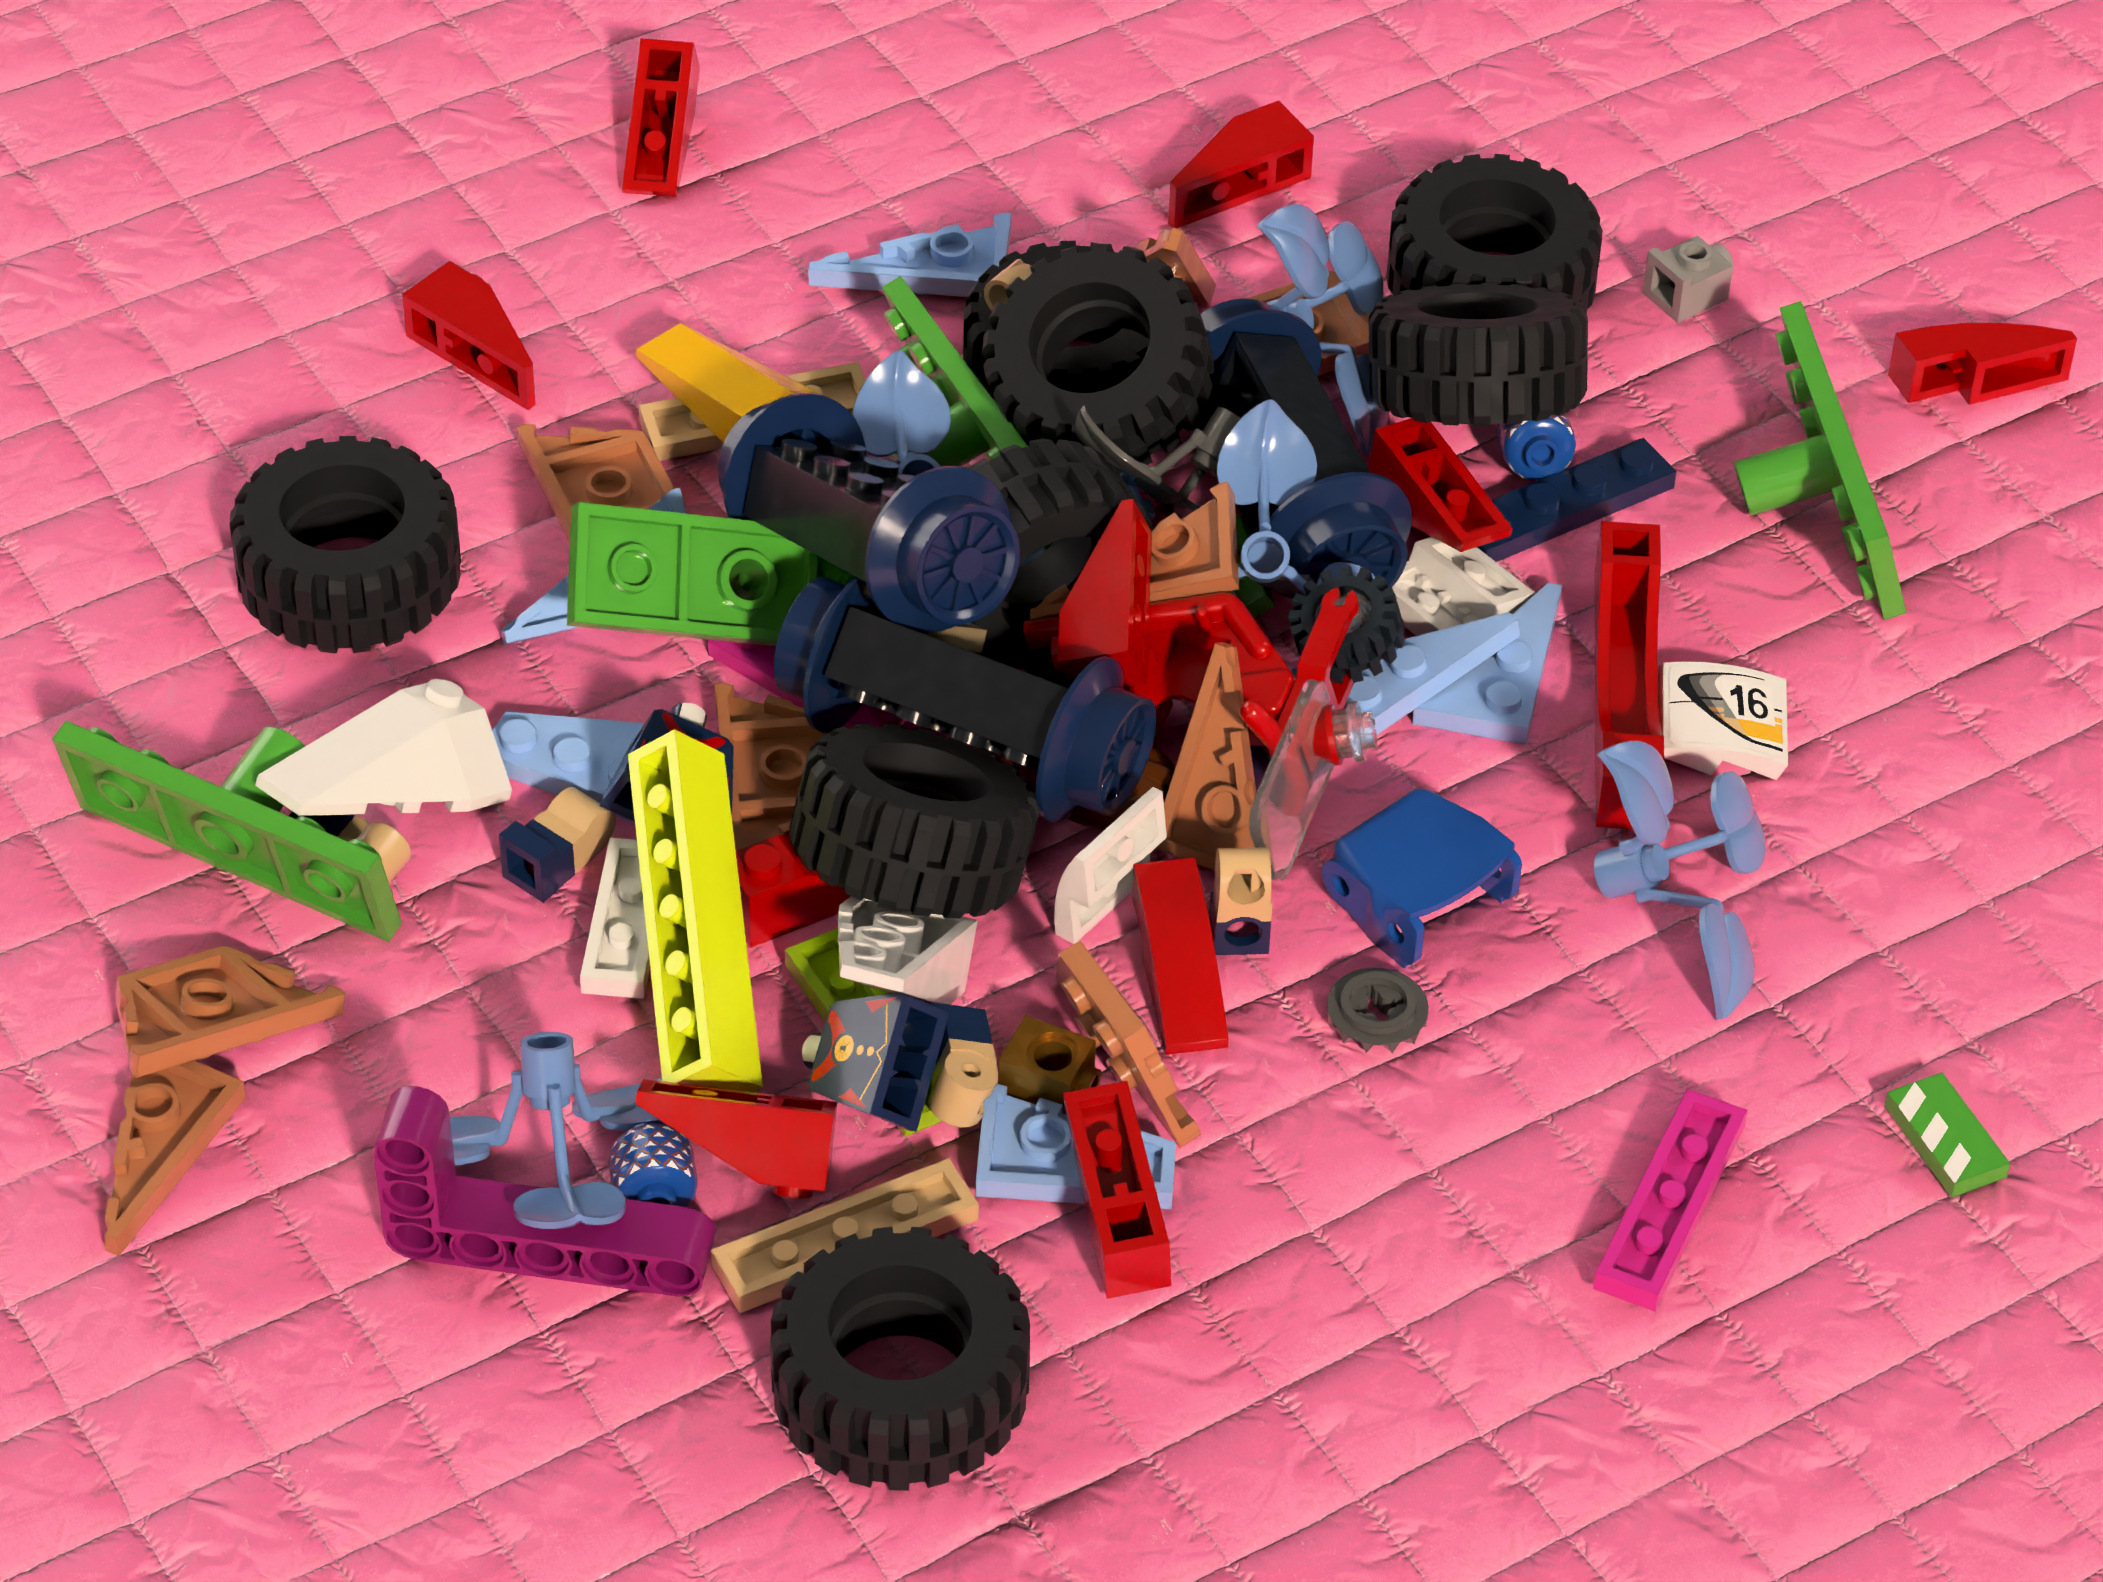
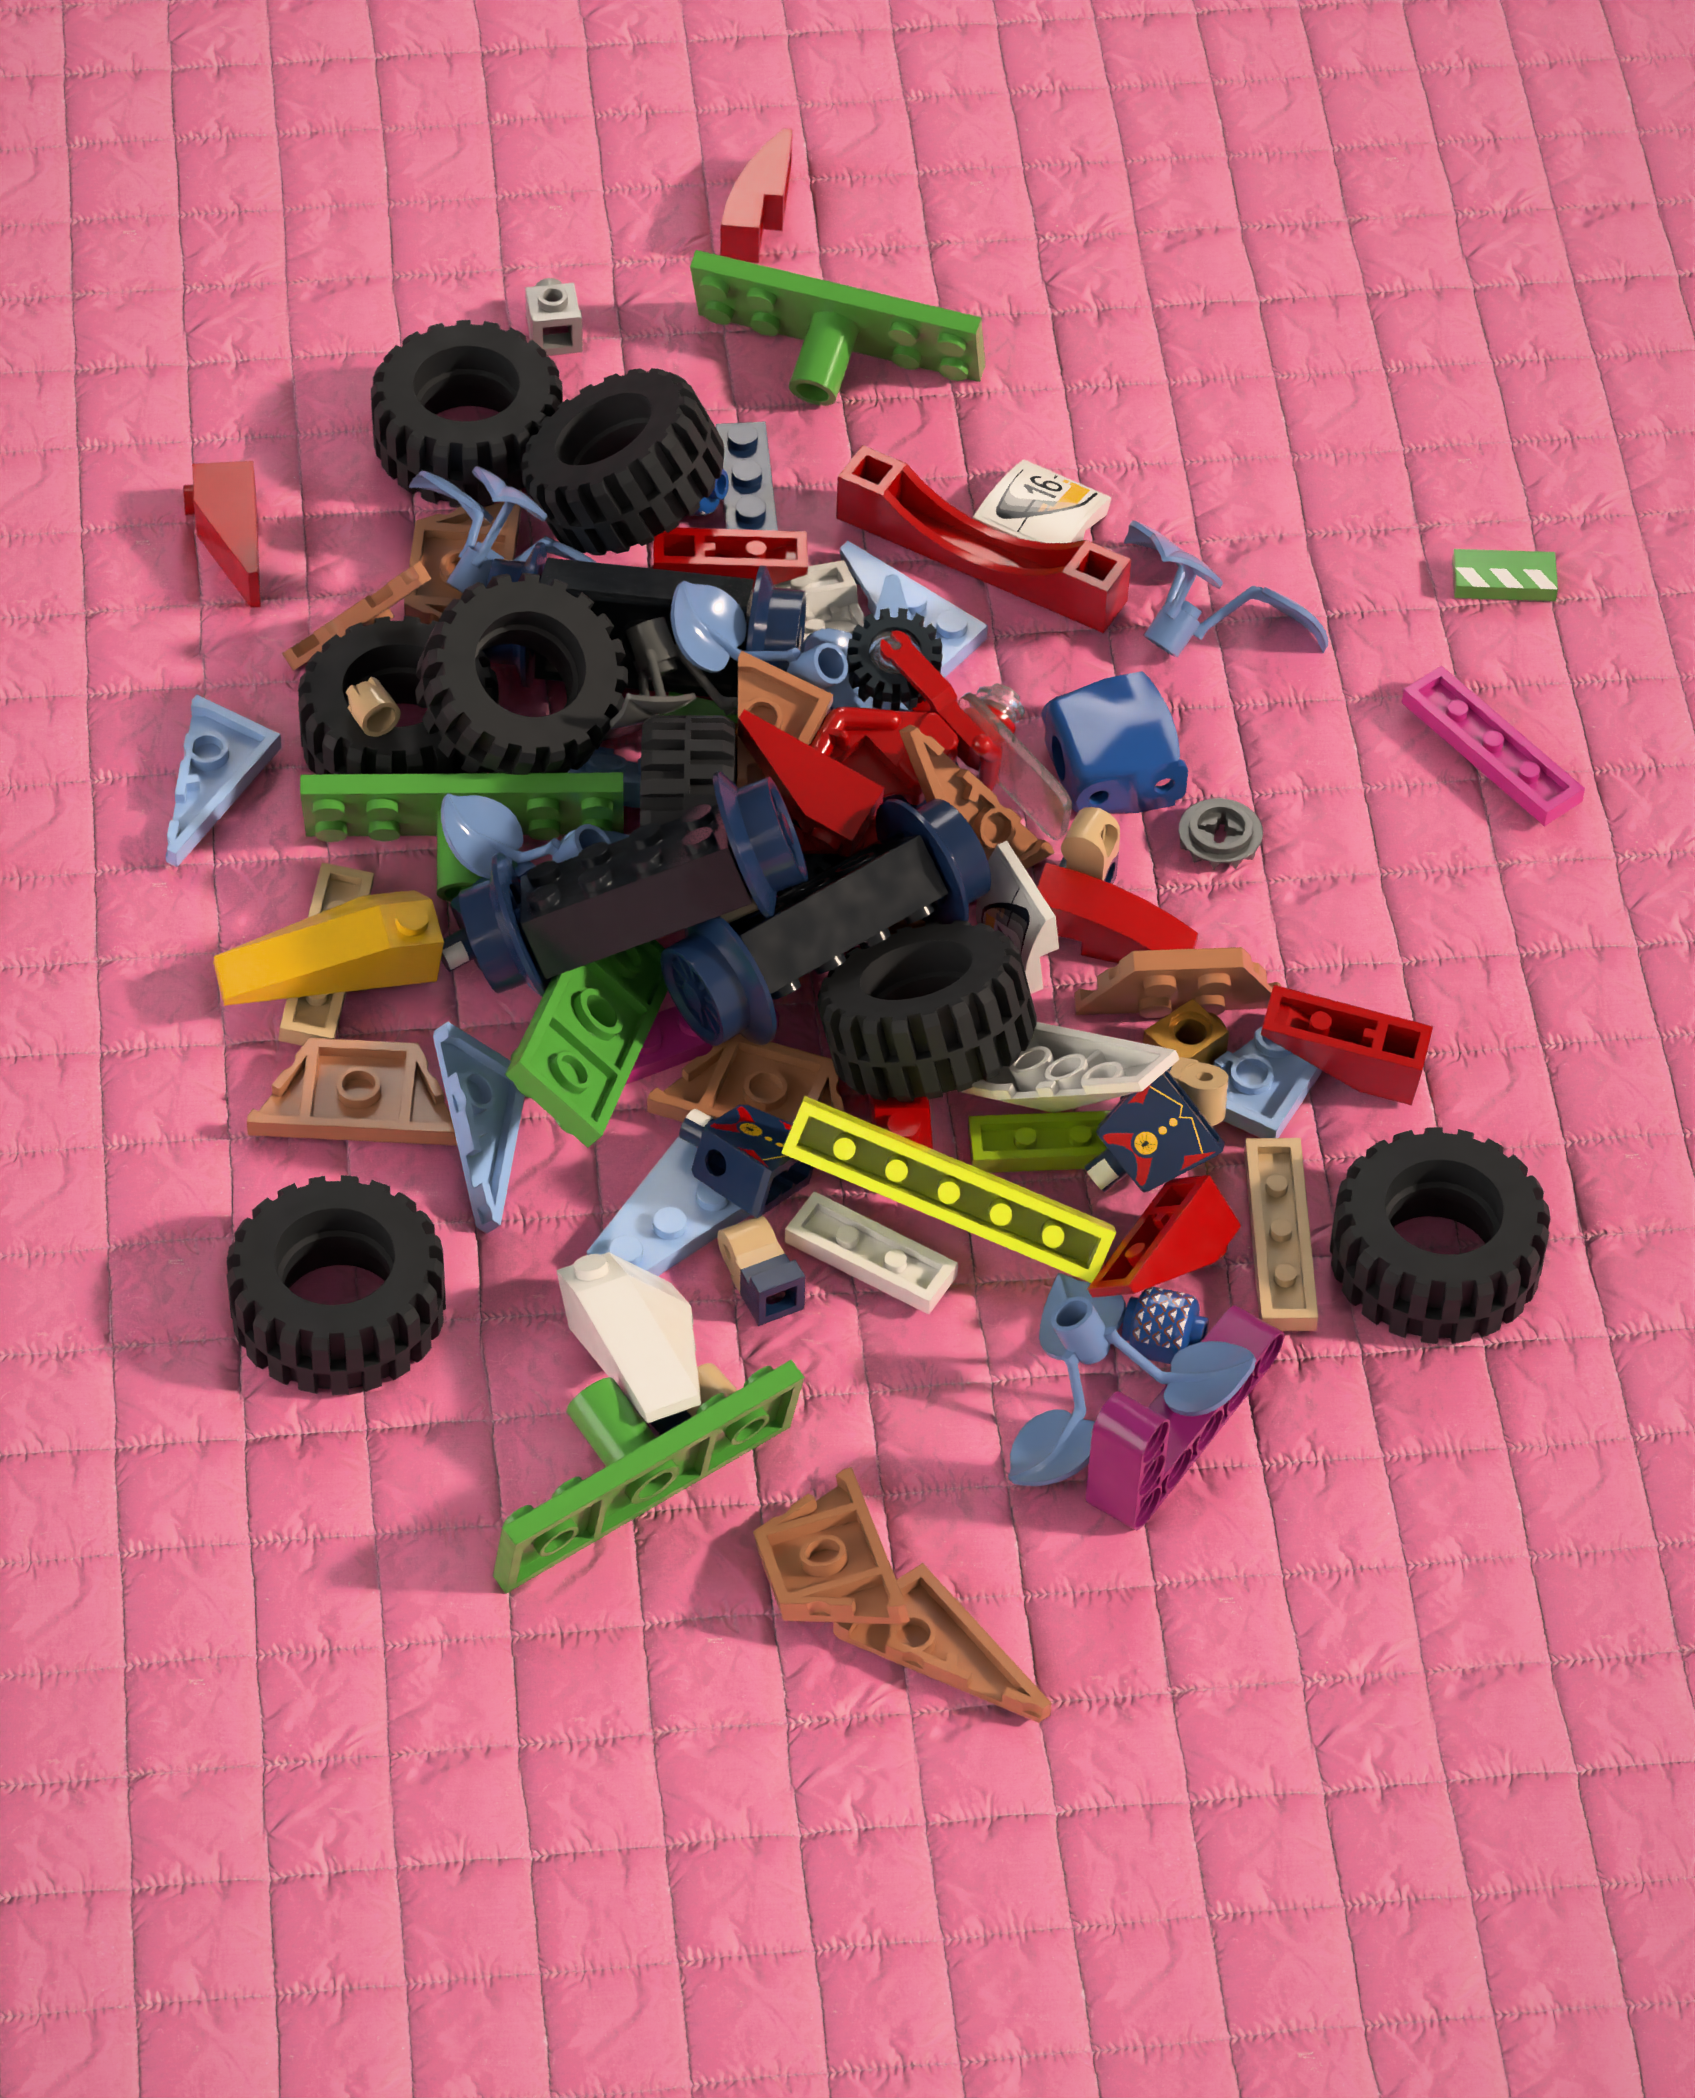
camera: 65 degrees left, 5 degrees up
(466, 325) = (97, 1111): red slope -> none

